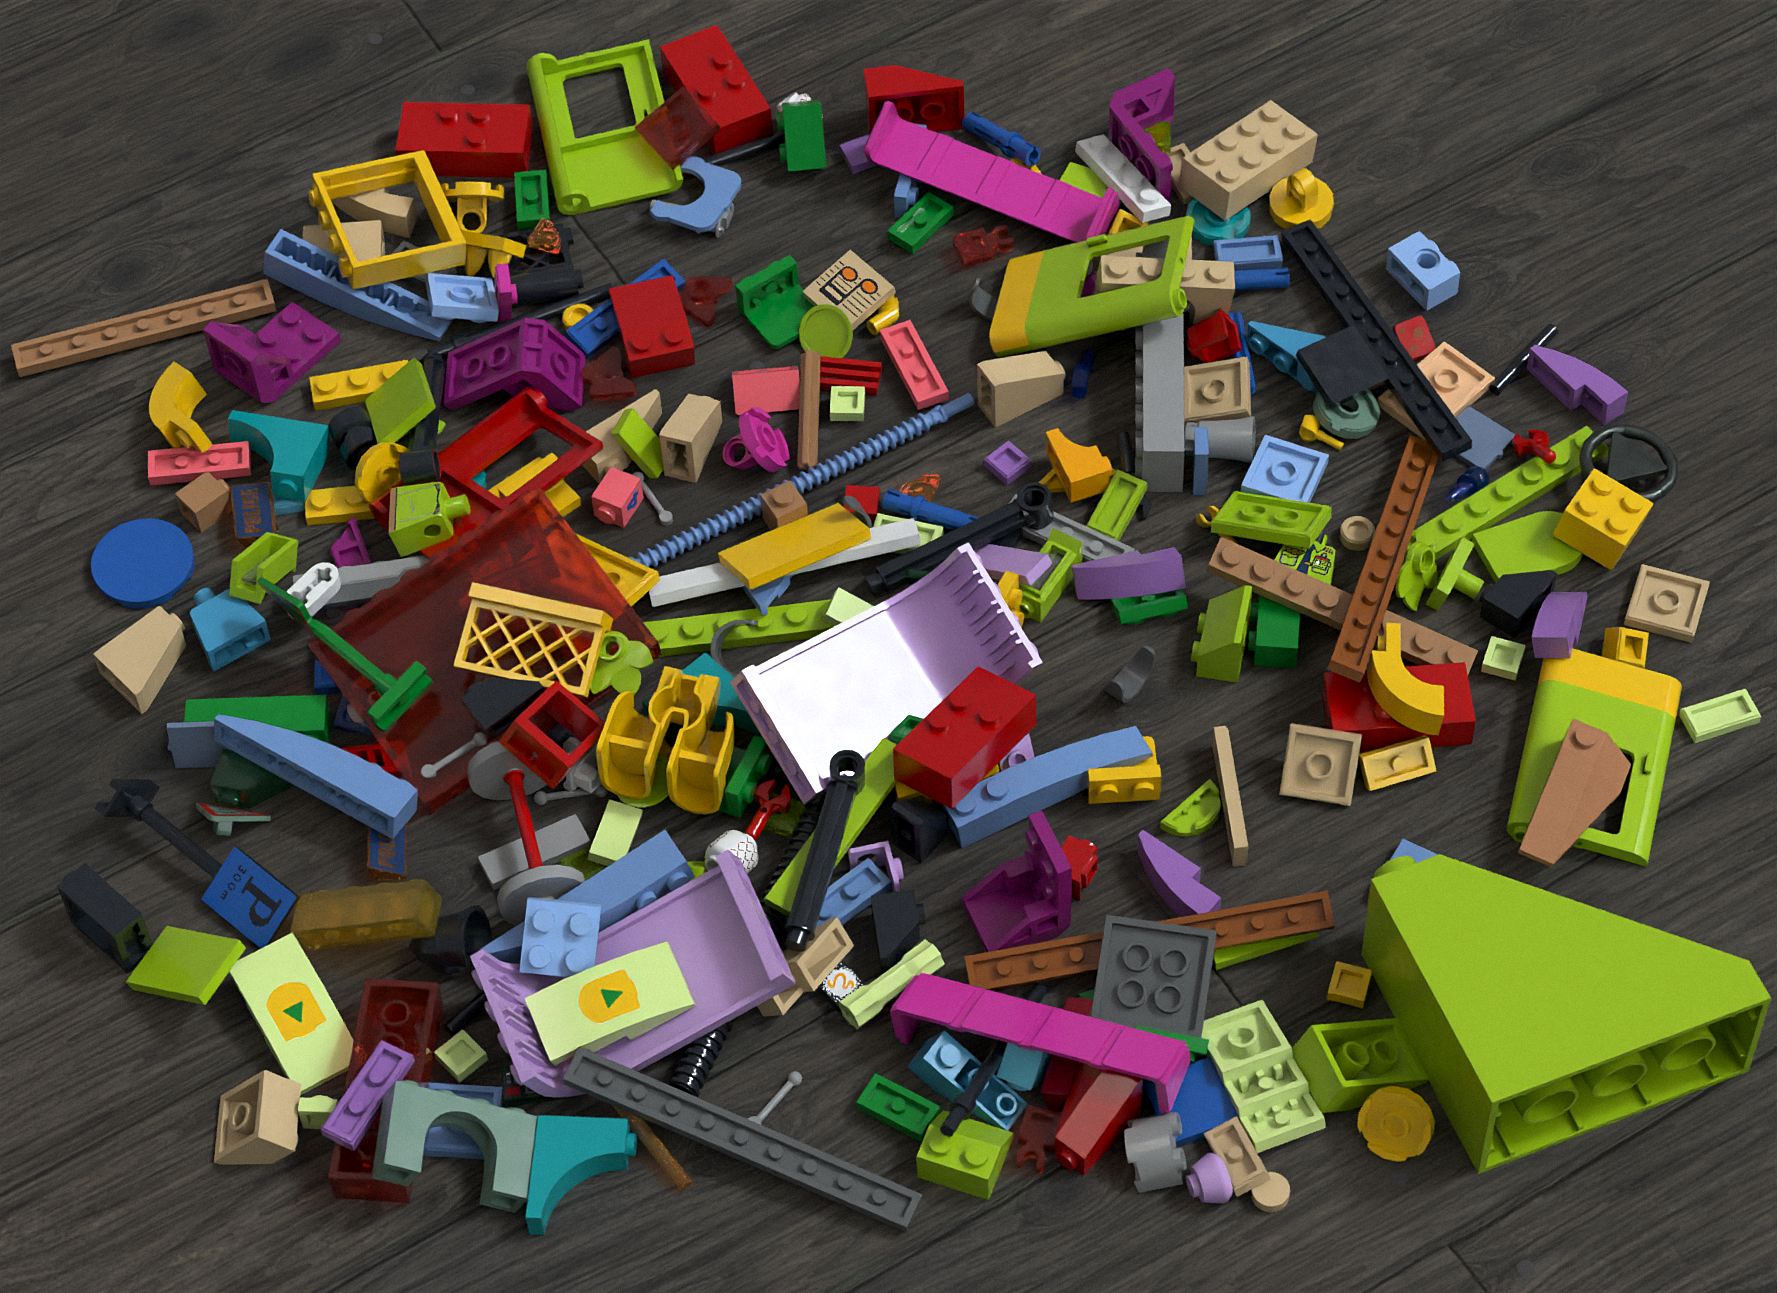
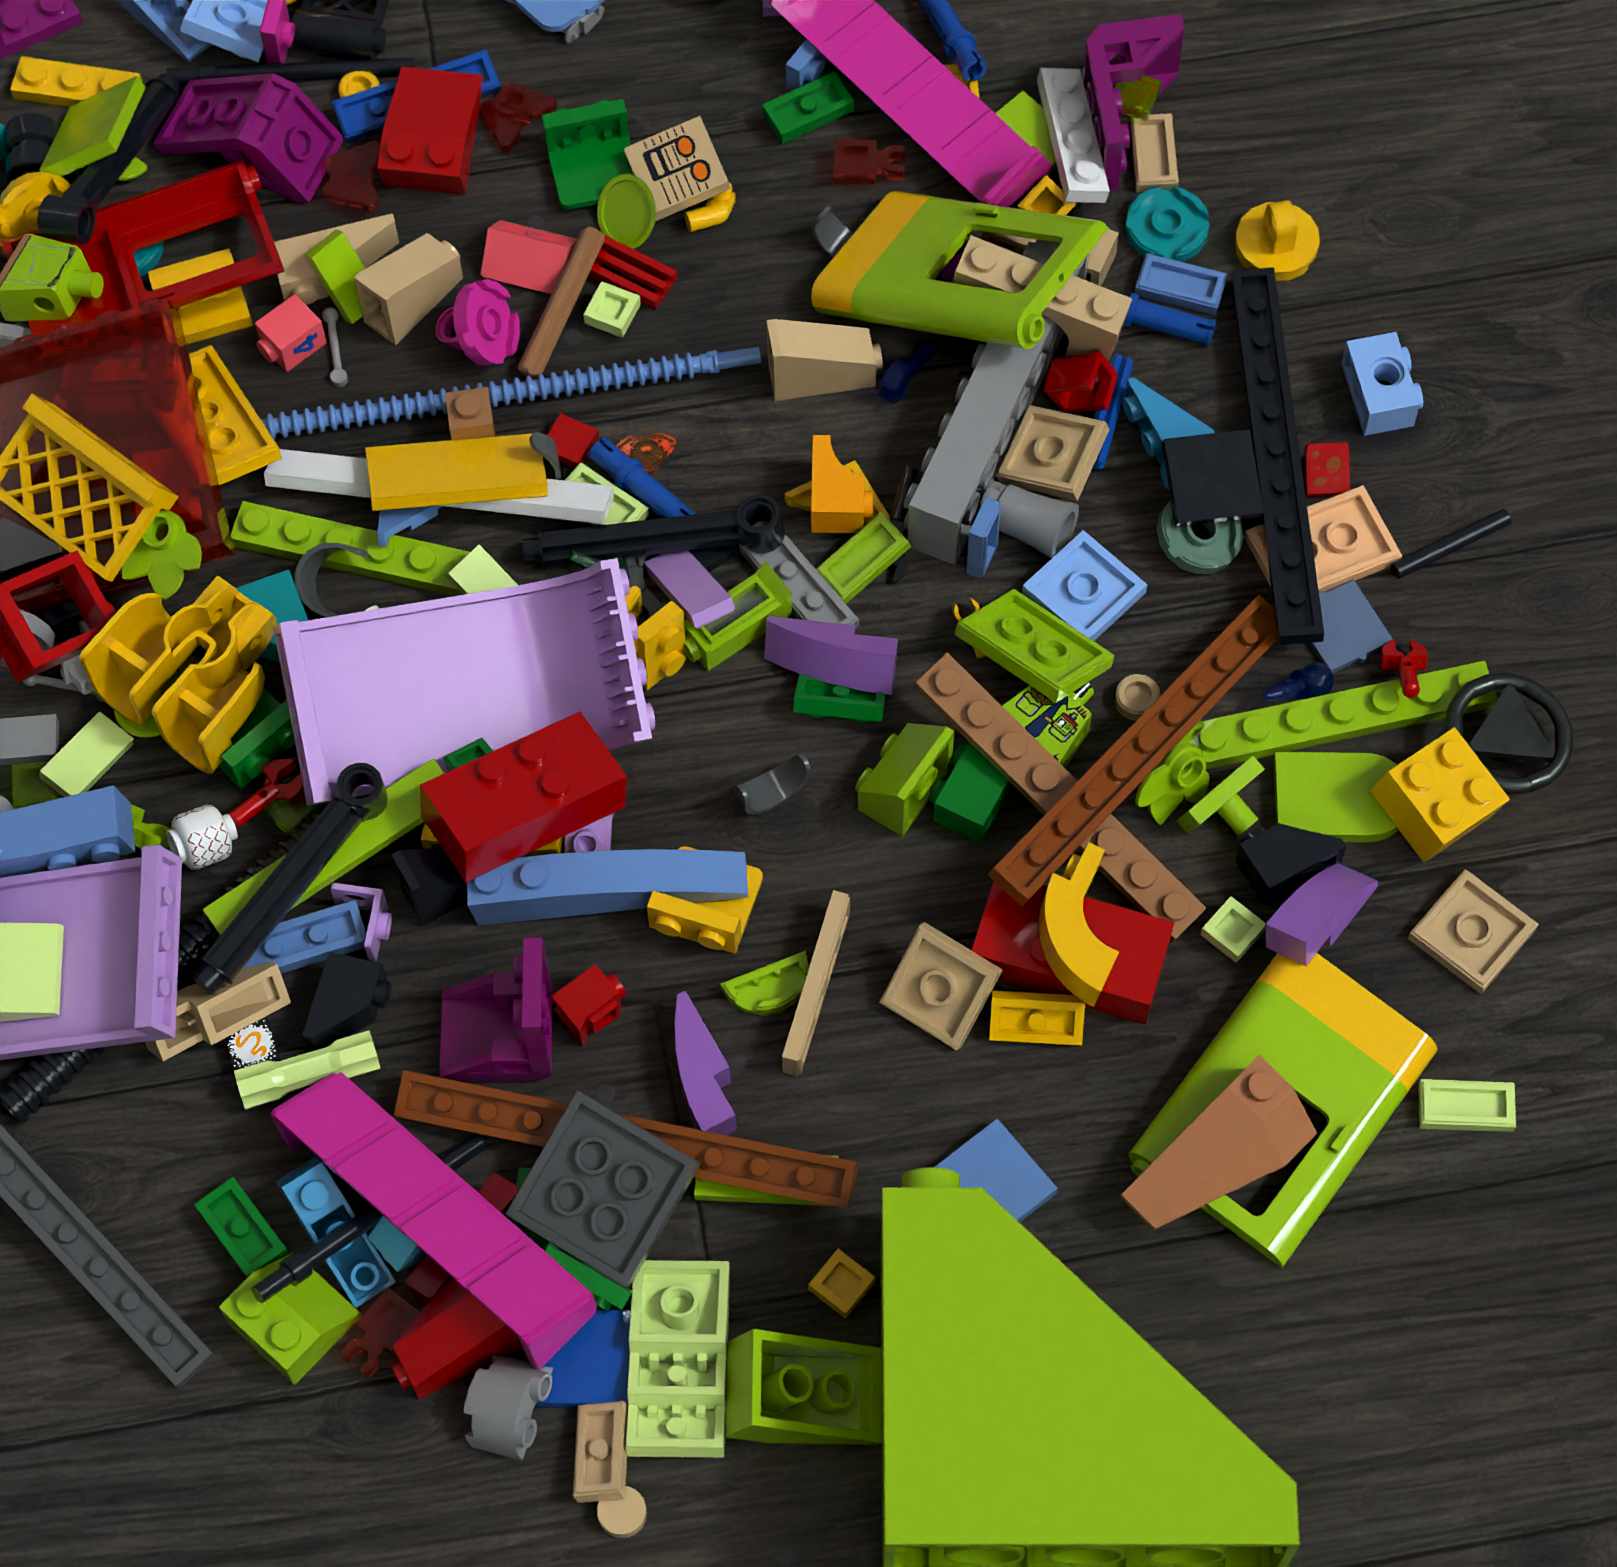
camera: 20 degrees right, 10 degrees up
(794, 1079) = (74, 1181): light grey hinge -> none
(914, 365) = (713, 288): coral plate -> none
(1007, 463) = (765, 452): medium lavender tile -> none
(1210, 1180) = (552, 1470): lavender cone -> none
(1247, 160) = (1232, 164): tan brick -> none
(1310, 431) = (1144, 544): yellow hand -> none
(1396, 1123) = (805, 1489): yellow tile -> none
(1577, 383) = (1500, 602): medium lavender slope -> none
(1625, 646) = (1391, 971): yellow slope -> none

